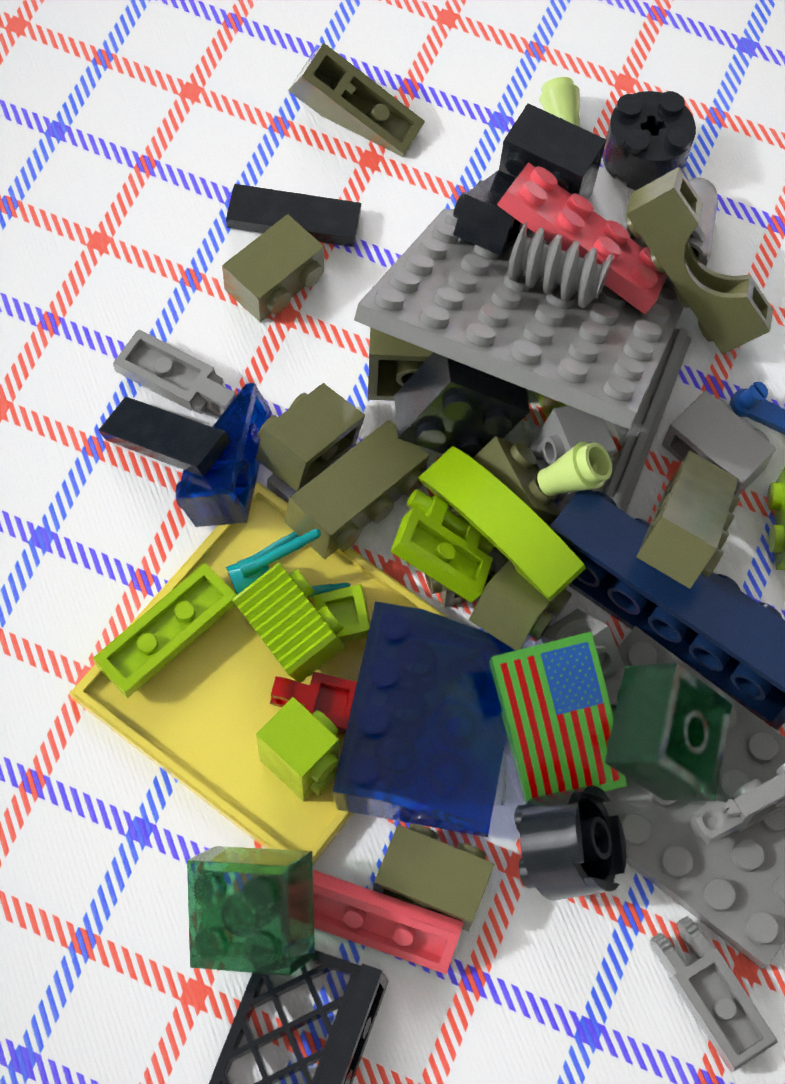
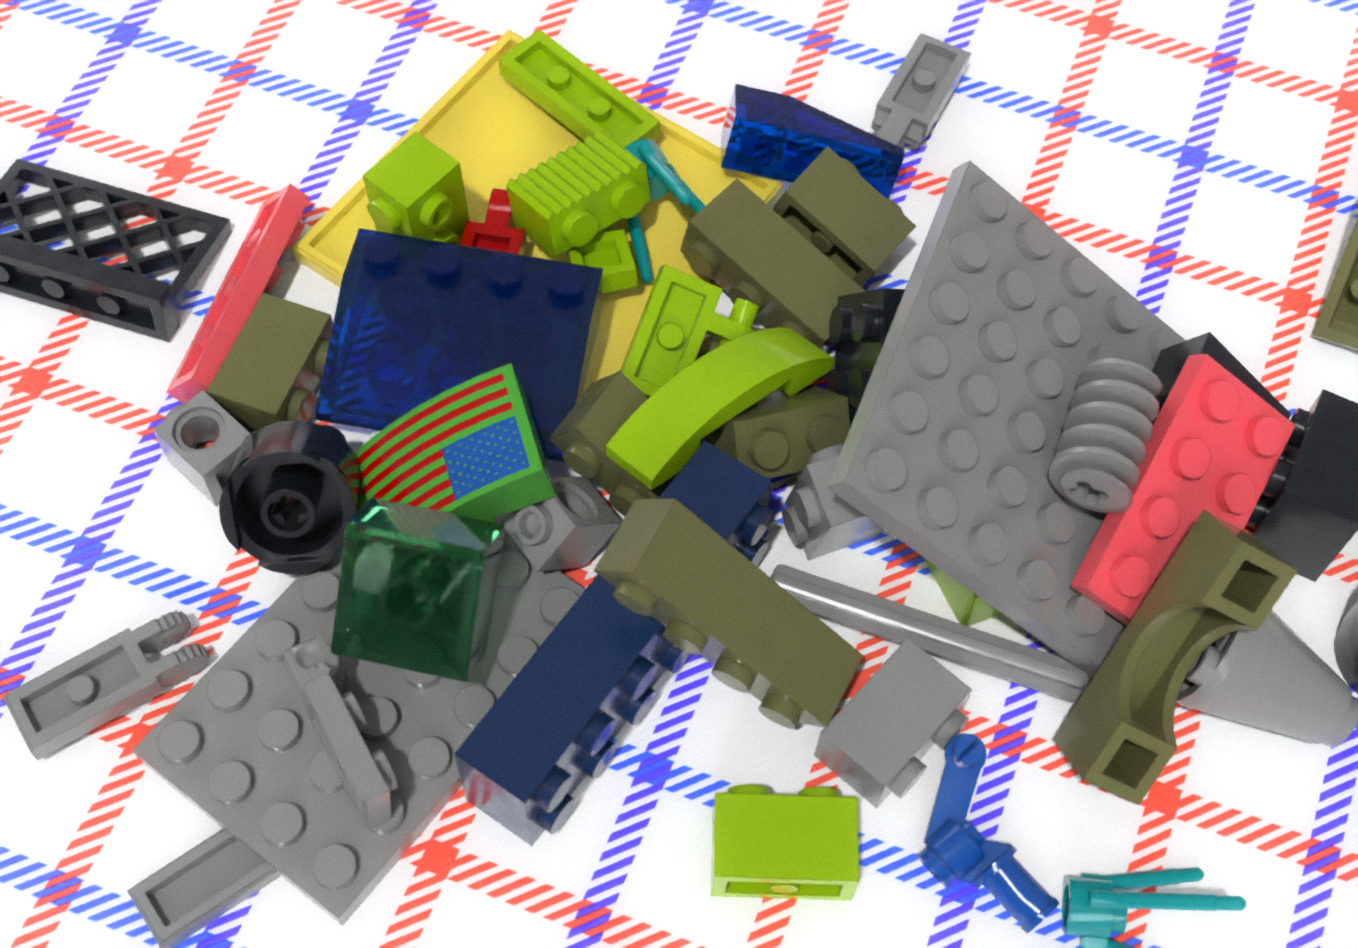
camera: 90 degrees right, 5 degrees down
(165, 436) = (821, 78): black tile -> none
(251, 910) = (234, 169): clear green brick -> none
(274, 268) = (1087, 183): olive brick -> none
(323, 217) = (1180, 213): black tile -> none
(519, 908) = (187, 428): none -> light grey brick
(579, 469) = (785, 476): yellowish green cone -> none

